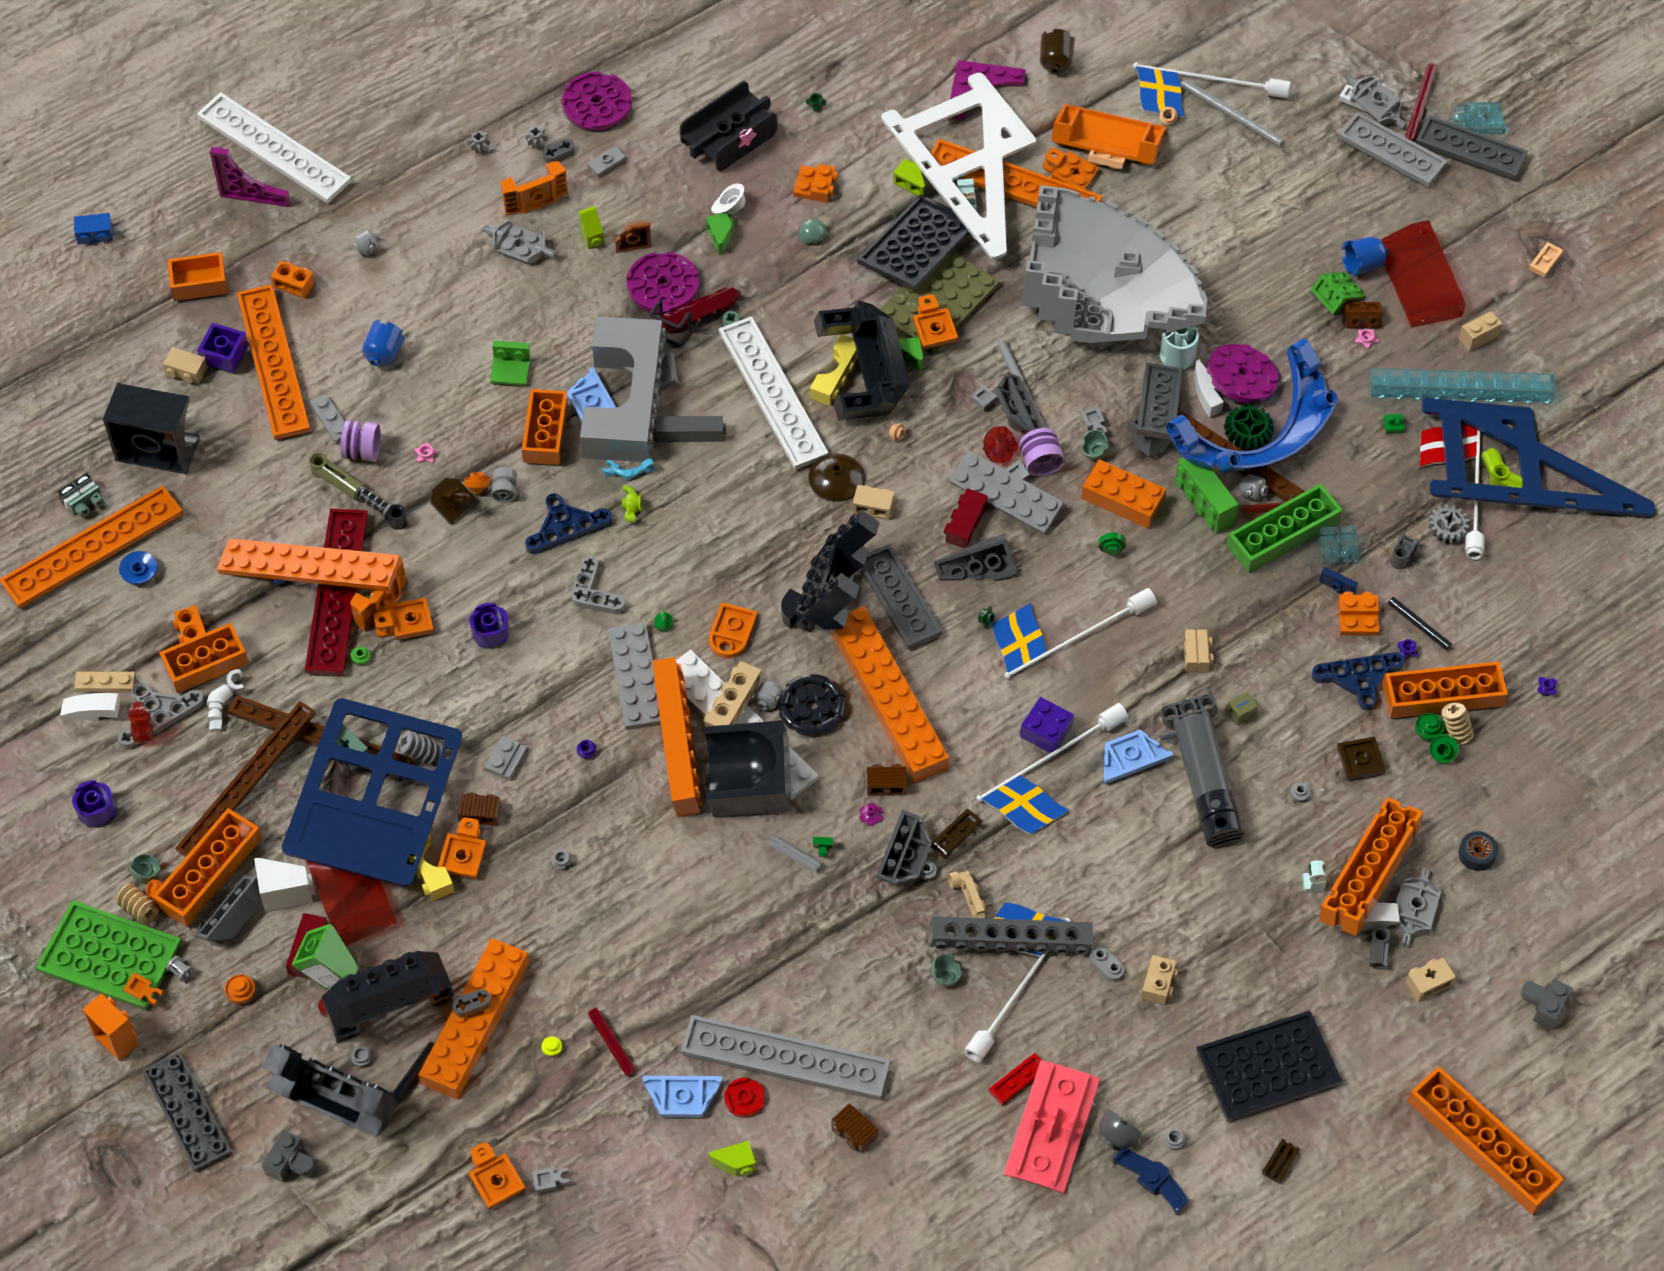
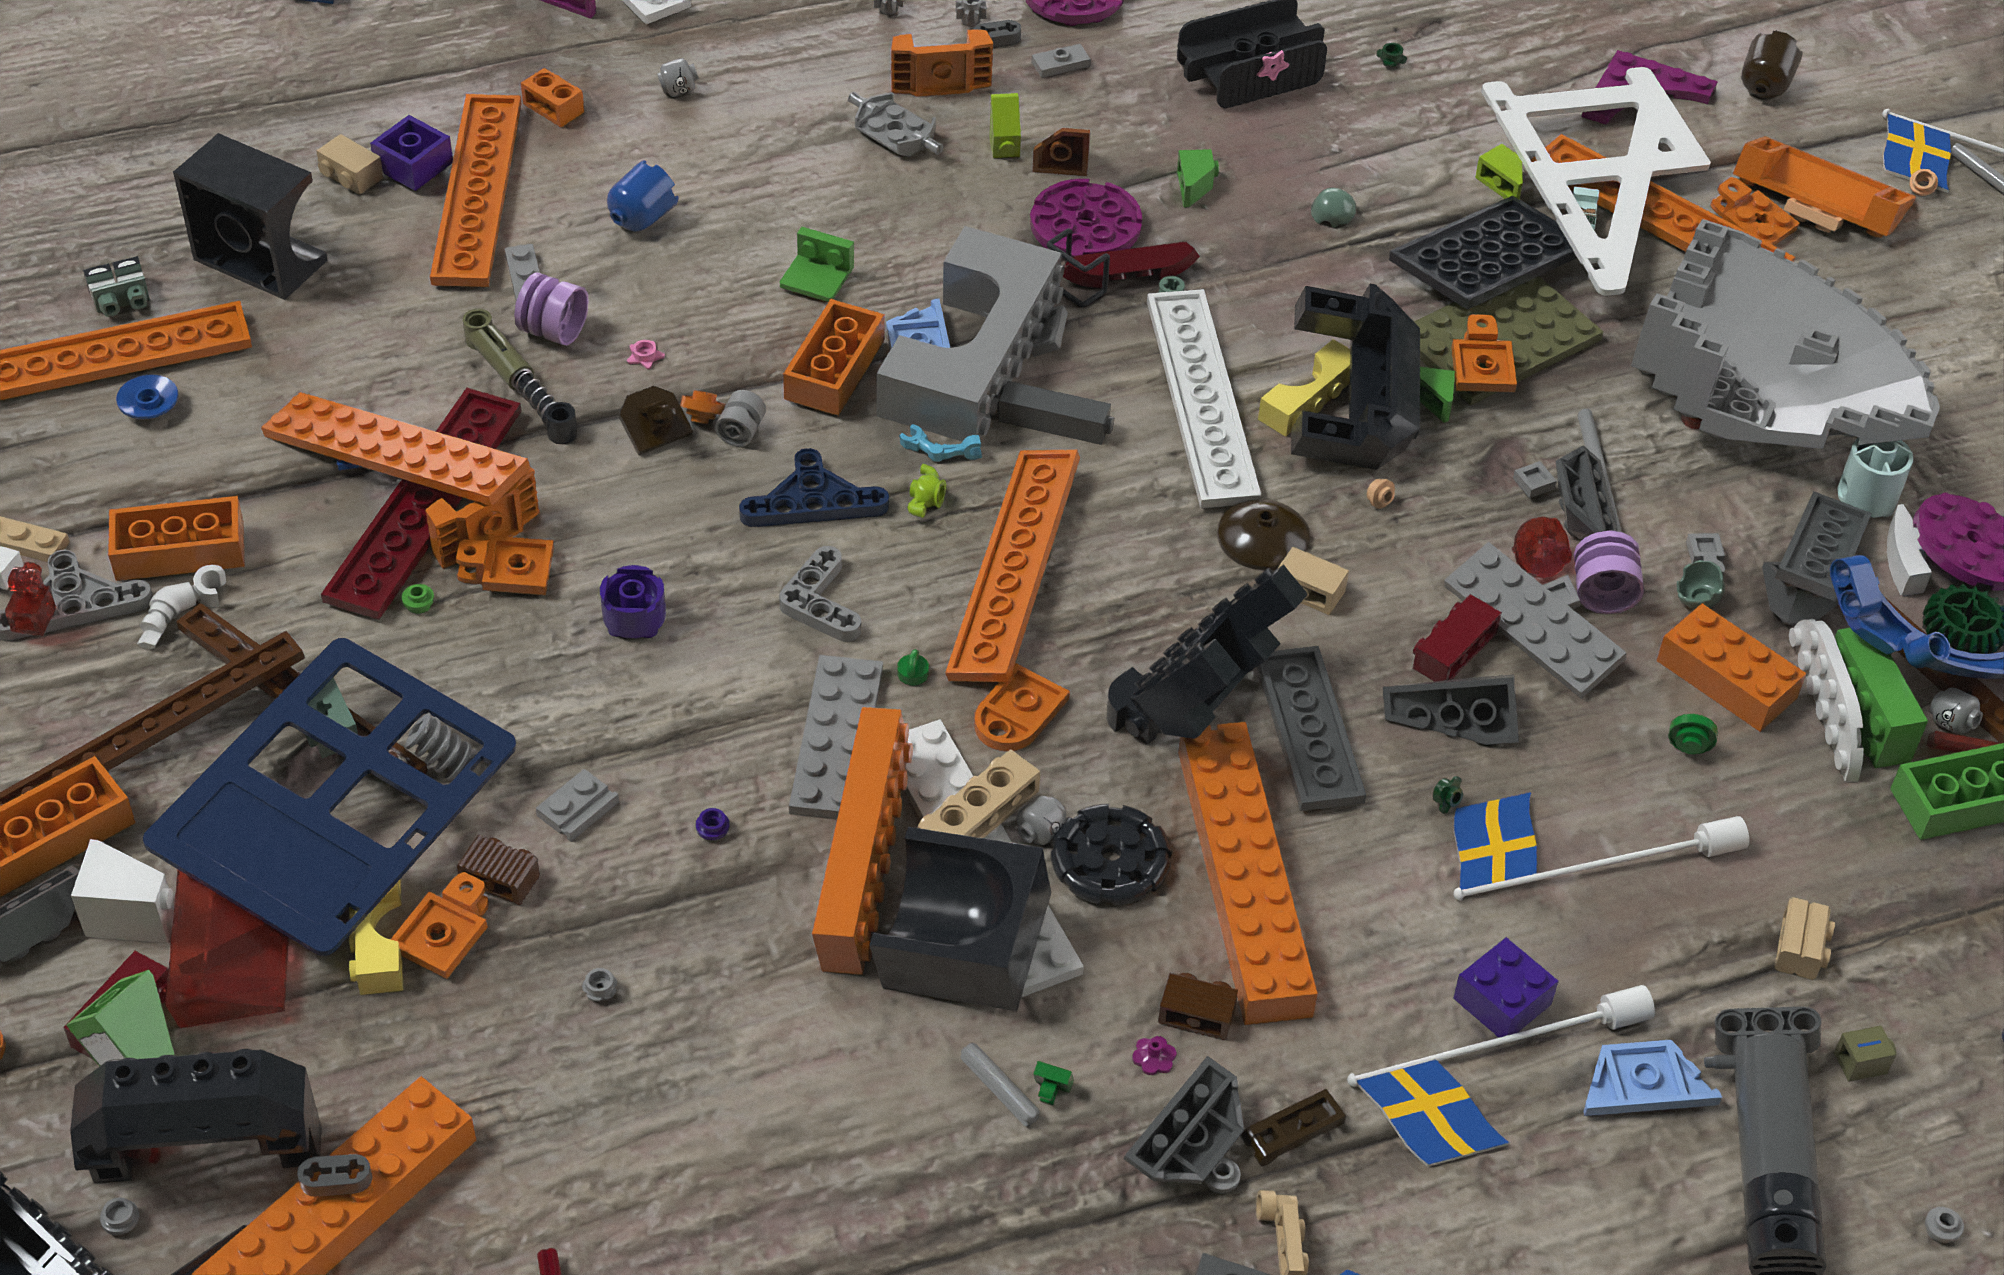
camera: 15 degrees right, 10 degrees down
(191, 628) = (181, 483): orange brick -> none
(197, 276) = (420, 62): orange piece -> none
(699, 538) = (1013, 567): none -> orange plate
(730, 200) = (1225, 141): white piece -> none
(815, 182) = (1359, 150): orange plate -> none
(1183, 495) = (1832, 692): none -> white plate

